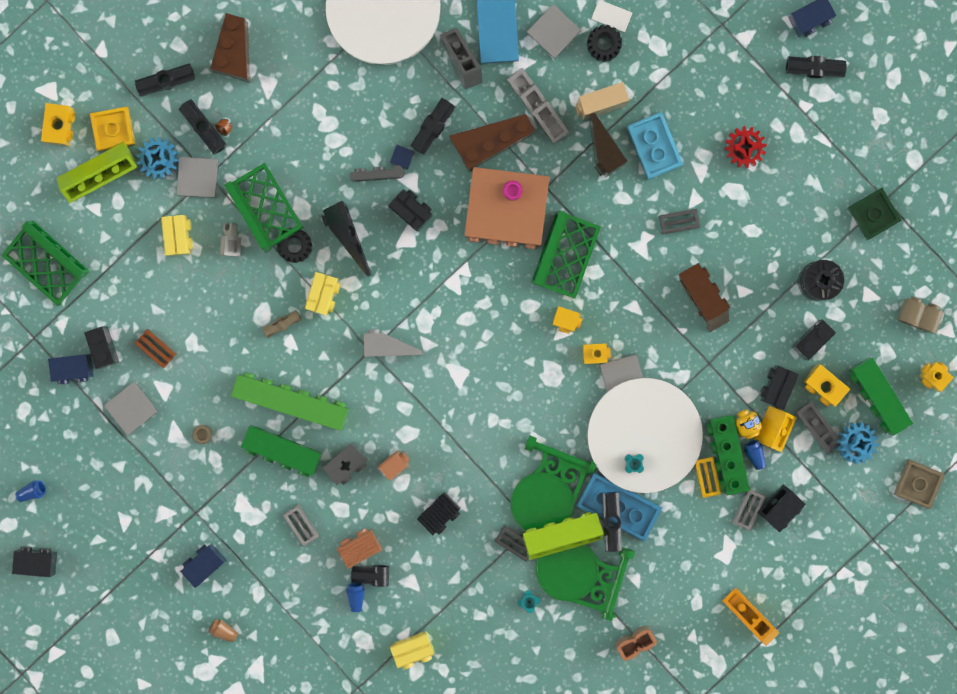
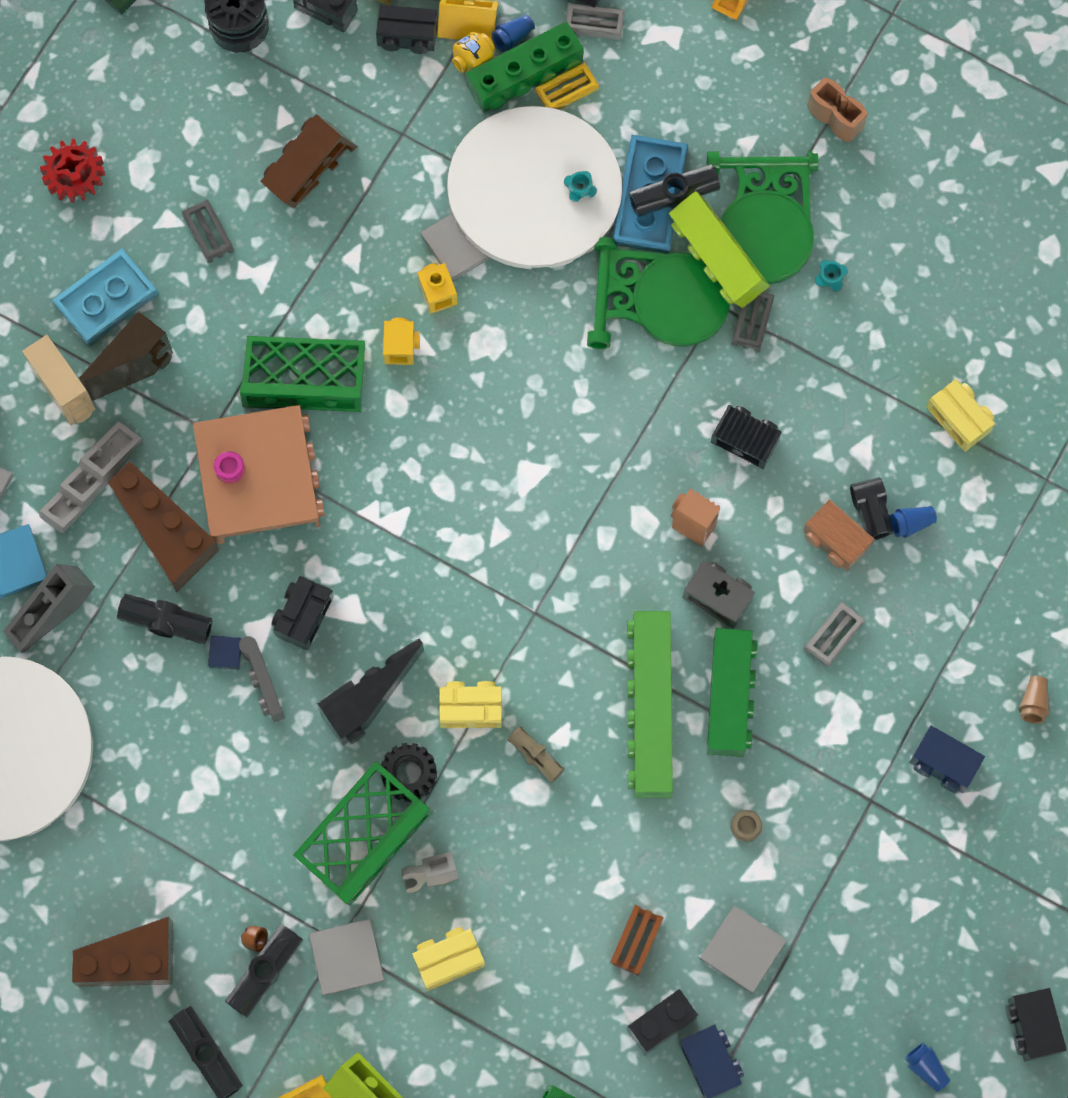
camera: 105 degrees left, 15 degrees down
(153, 164) = (331, 1041): dark azure gear -> none
(384, 345) = (520, 593): light grey slope -> none

